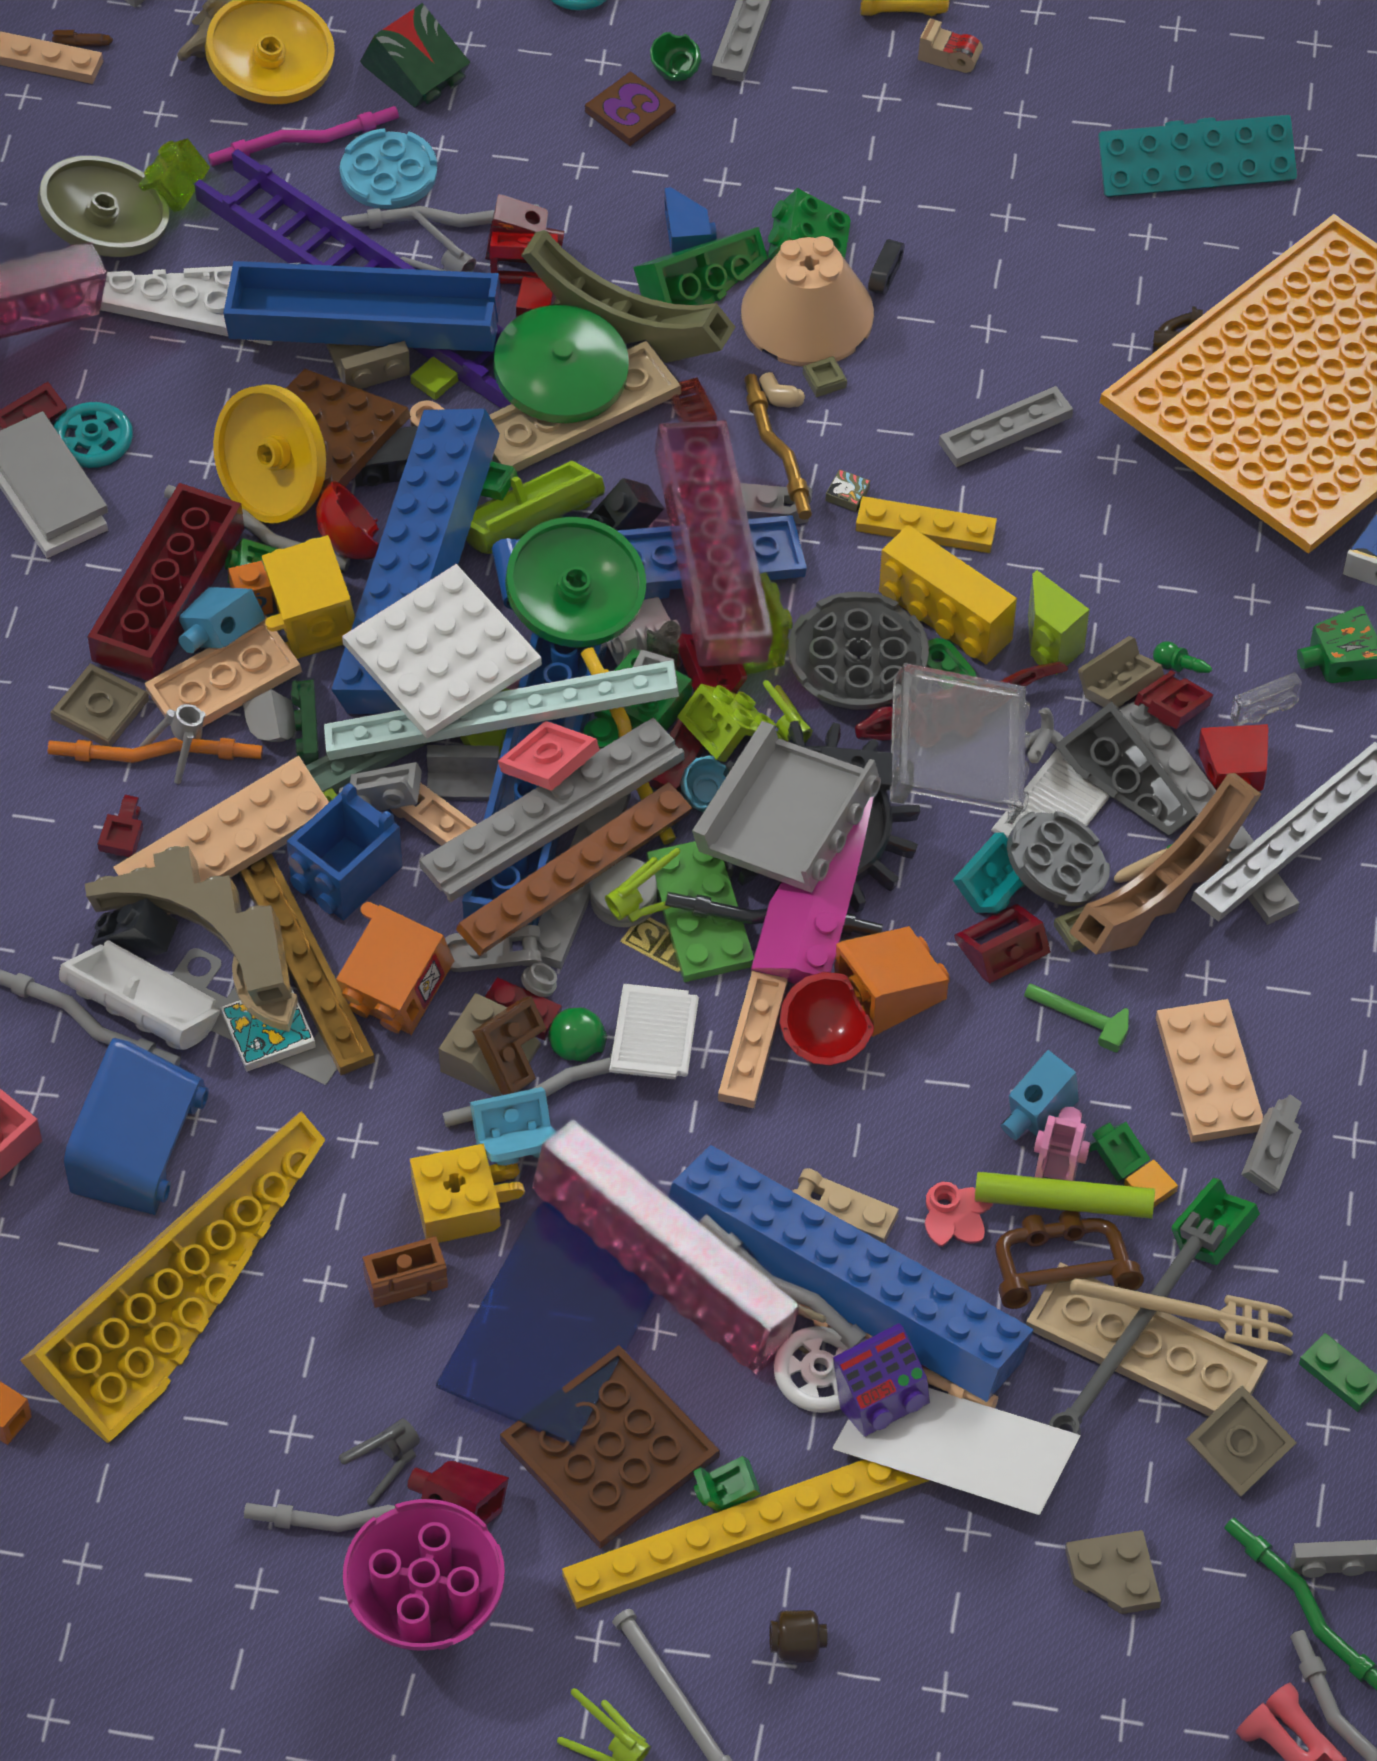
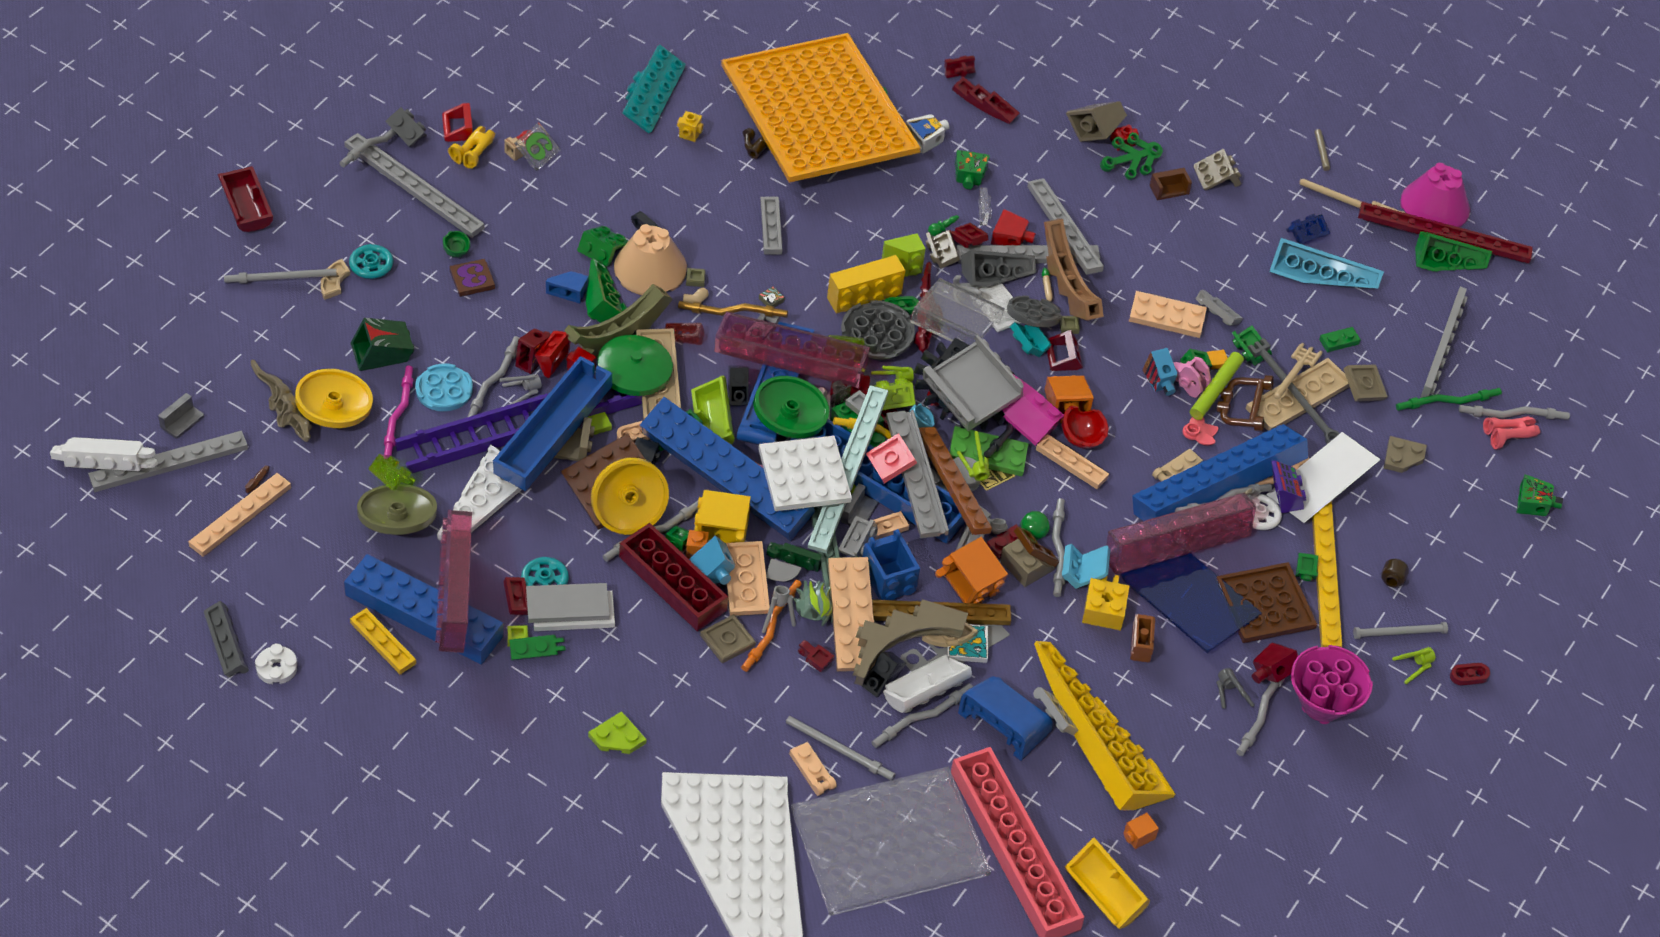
camera: 70 degrees left, 5 degrees down
(173, 1194) = (1055, 711): none -> light grey plate
(211, 778) = (814, 602): none -> sand green hair
(346, 523) = (687, 489): red cylinder -> none
(654, 1032) = (1050, 495): white window -> none
(938, 525) = (809, 279): yellow plate -> none
(951, 65) = (537, 146): none -> clear tile
(1113, 1028) = (1129, 336): bright green piece -> none
(1147, 234) = (690, 126): none -> yellow brick

